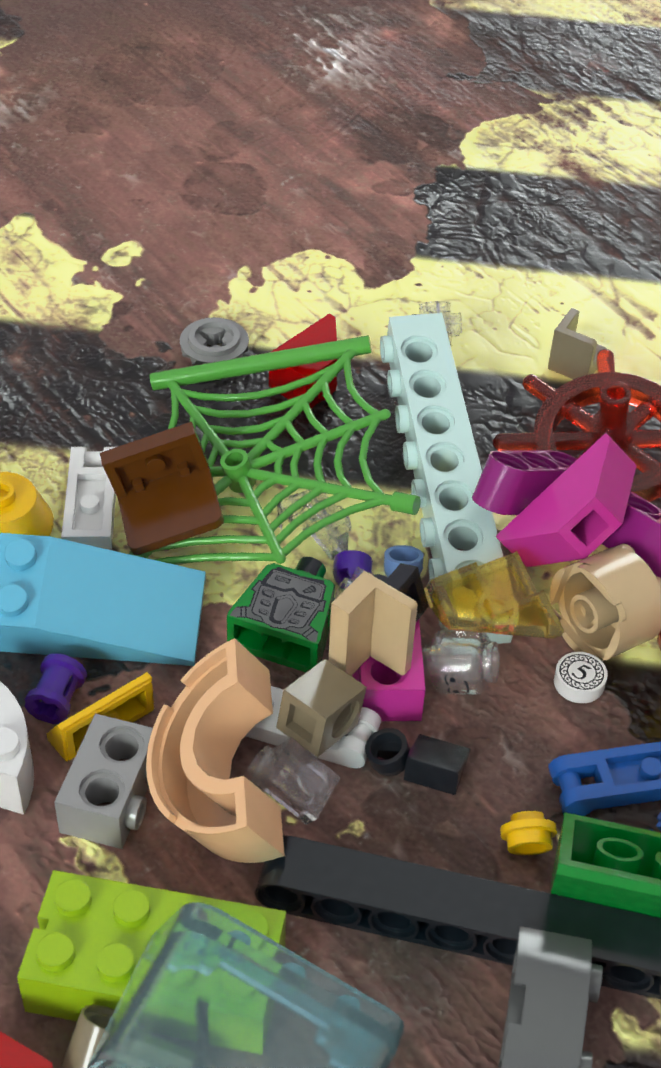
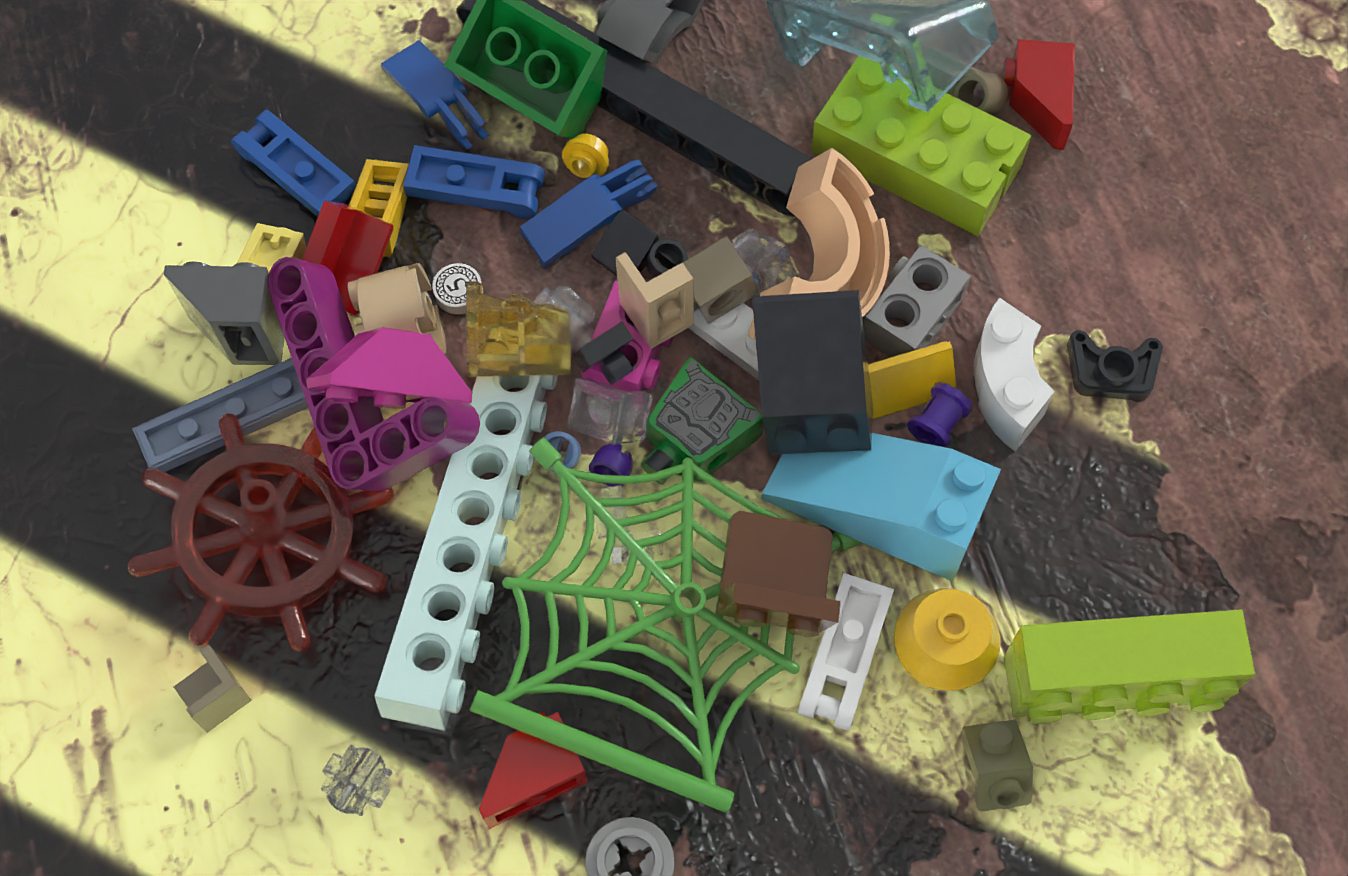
camera: 155 degrees left, 20 degrees up
(178, 633) = (813, 372): none -> black slope
(497, 779) = (585, 210): none -> blue arm

